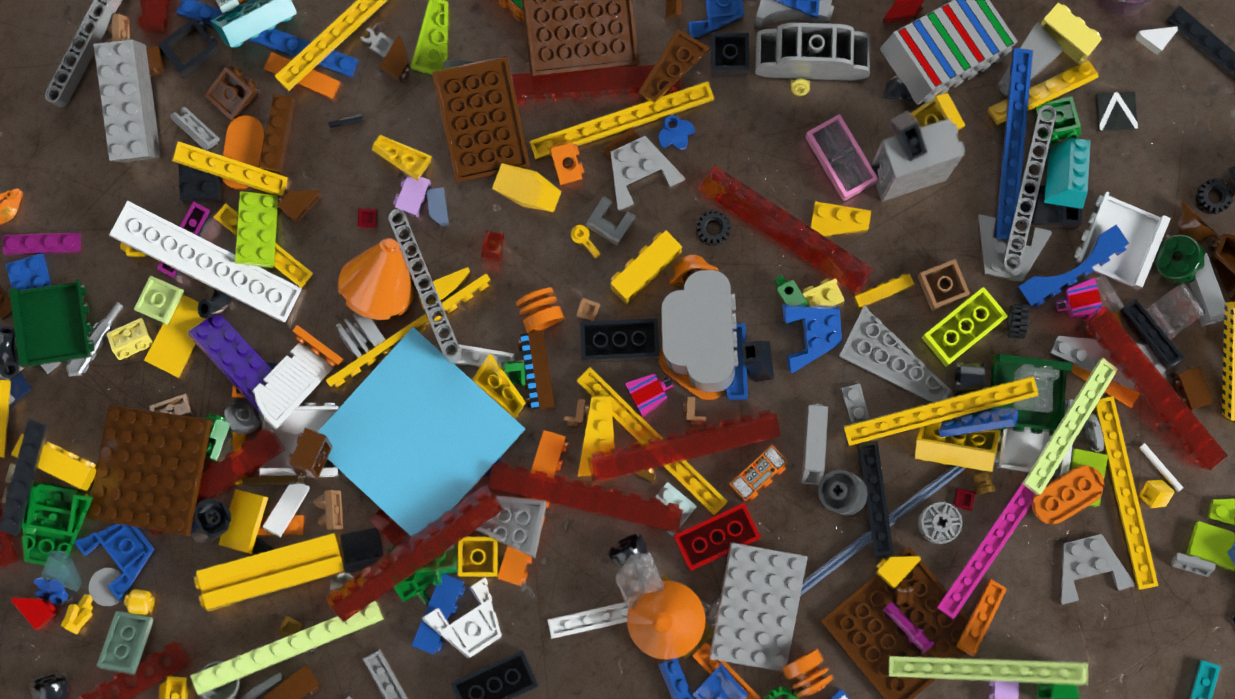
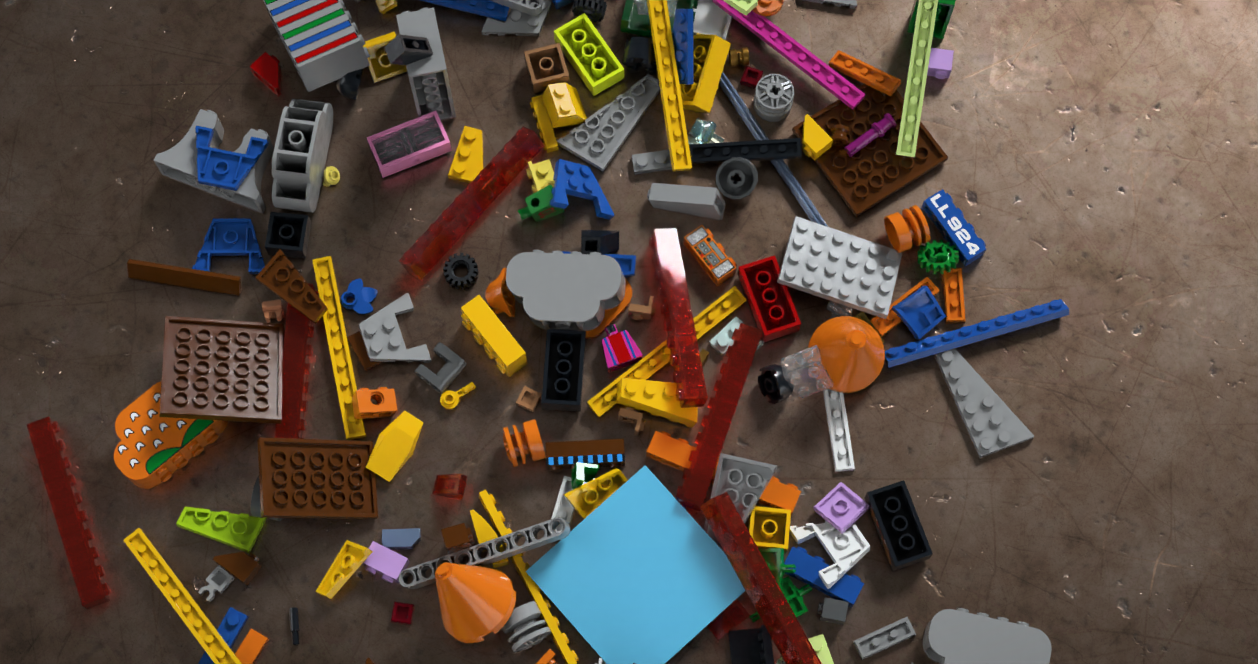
camera: 85 degrees left, 10 degrees down
(405, 626) = (833, 611): none -> dark grey brick
(434, 259) = (457, 538): none -> reddish brown brick
(508, 627) = (841, 507): none -> lavender tile
(651, 51) = (273, 310): none -> nougat tile
(894, 455) = (704, 131): none -> clear light blue piece
(904, 309) = (563, 105): none -> yellow slope

